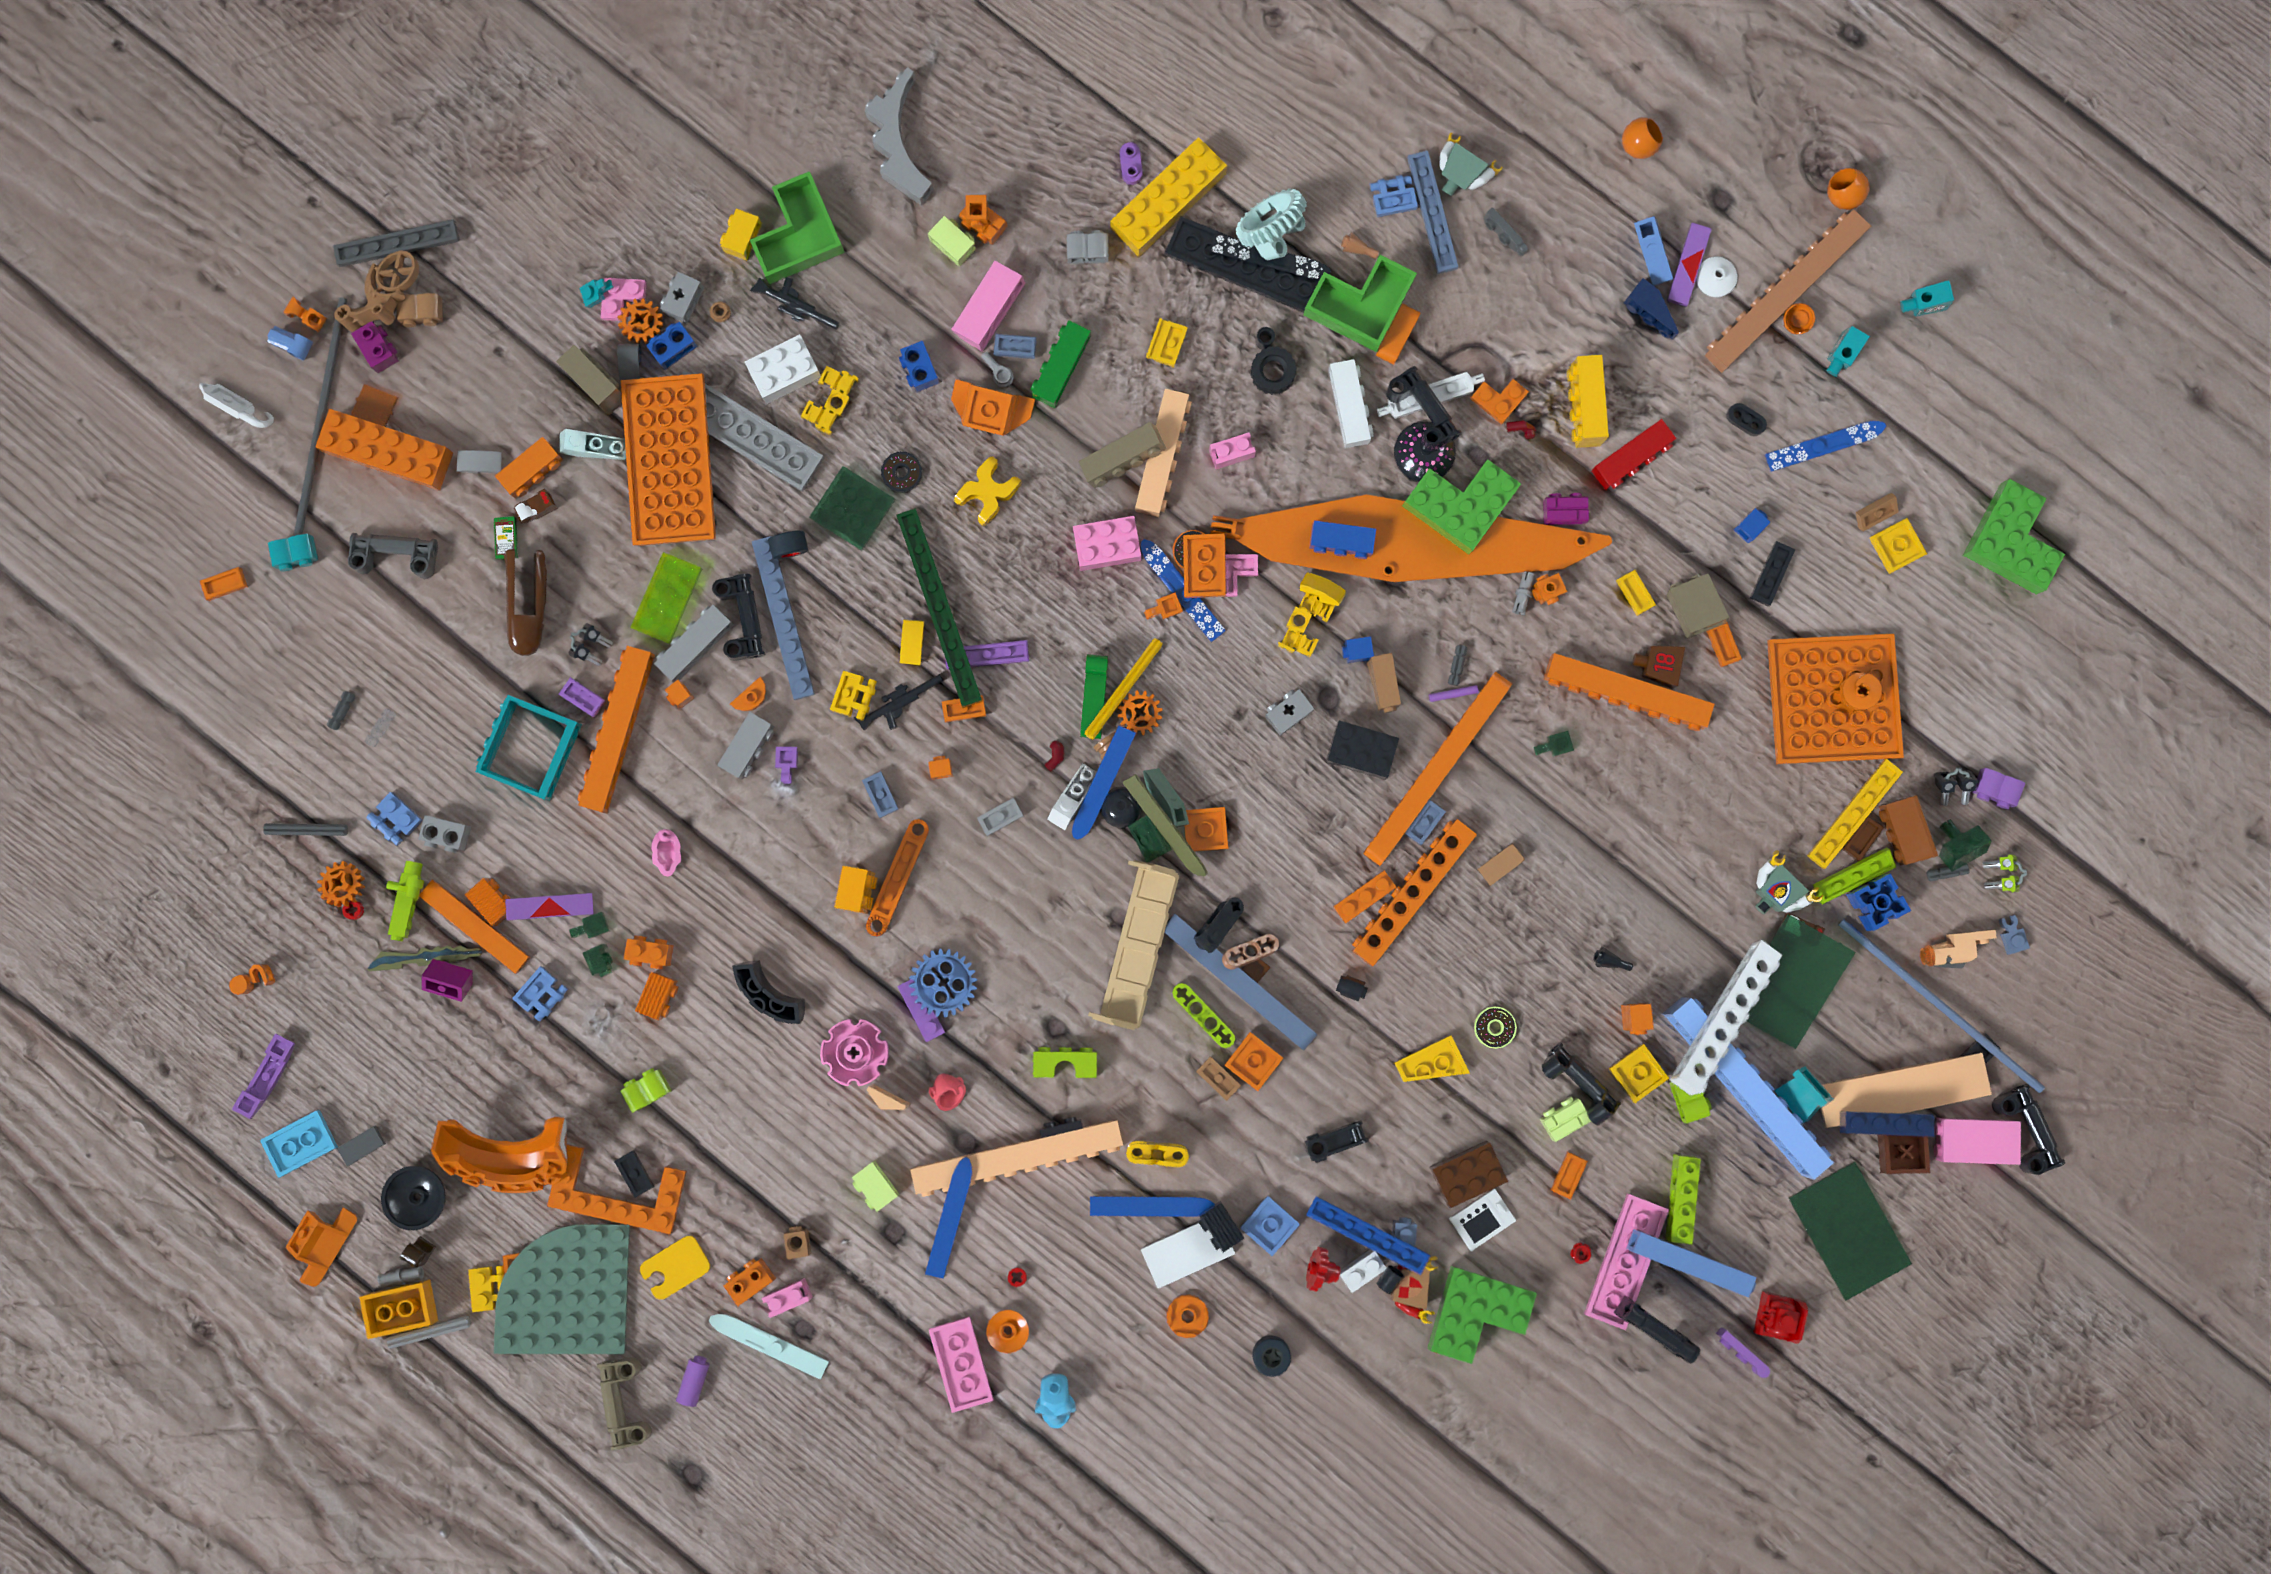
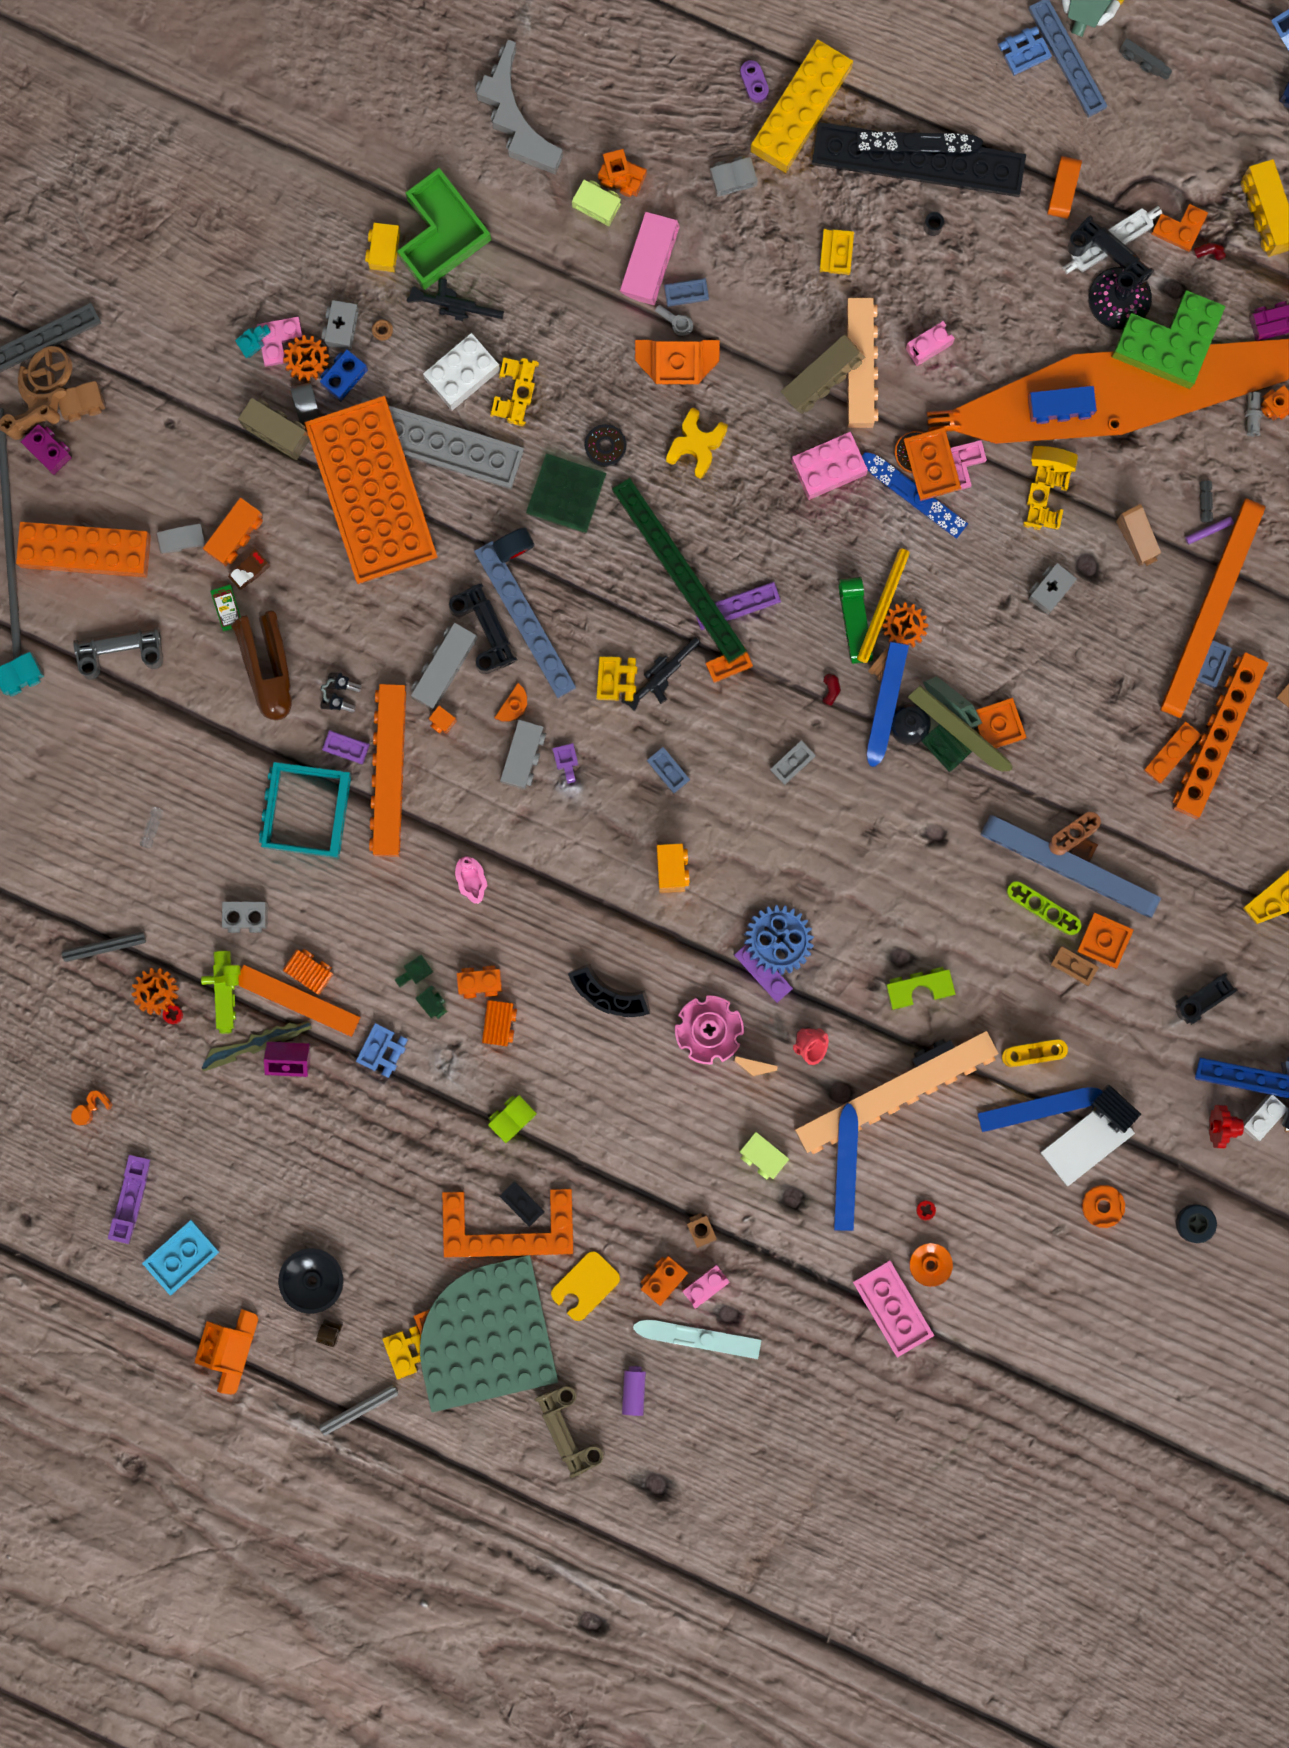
camera: 15 degrees left, 0 degrees up
(340, 710) = (107, 820): dark grey axle -> none
(361, 1146) = (242, 1244): dark grey tile -> none
(374, 405) = (59, 508): clear orange piece -> none
(398, 1309) = (325, 1393): light orange brick -> none
(399, 814) = (192, 908): medium blue plate -> none
(400, 1276) = (317, 1362): light grey pin -> none
(503, 1164) = (397, 1225): orange windscreen -> none
(549, 906) = (369, 961): medium lavender tile -> none
(591, 445) = (289, 494): light aqua slope -> none
(666, 598) = (404, 628): clear neon green plate -> none
(897, 877) = (706, 848): orange plate -> none
(912, 642) = (660, 611): yellow slope -> none
(922, 365) = (600, 333): blue brick -> none
(940, 768) = (721, 729): orange plate -> none
(1055, 1402) = (995, 1320): medium azure head -> none
(1061, 364) = (737, 299): green brick -> none
(1072, 797) = (859, 725): white slope -> none
(1138, 946) = (962, 854): tan piece -> none
(1166, 606) = (903, 514): orange plate -> none
(1219, 924) = (1037, 814): black piece -> none
(1268, 234) = (927, 98): light aqua piece -> none
(1269, 1225) = (1161, 1097): medium blue plate -> none
(1273, 354) = (949, 237): black tyre -> none
(1349, 403) = (1034, 268): white brick -> none
(1351, 988) = (1183, 844): black brick -> none
(1355, 245) = (997, 108): nougat cone -> none
(1358, 649) = (1104, 510): blue brick -> none
(1362, 313) = (1023, 176): bright green piece -> none
(1362, 750) = (1134, 608): black brick -> none

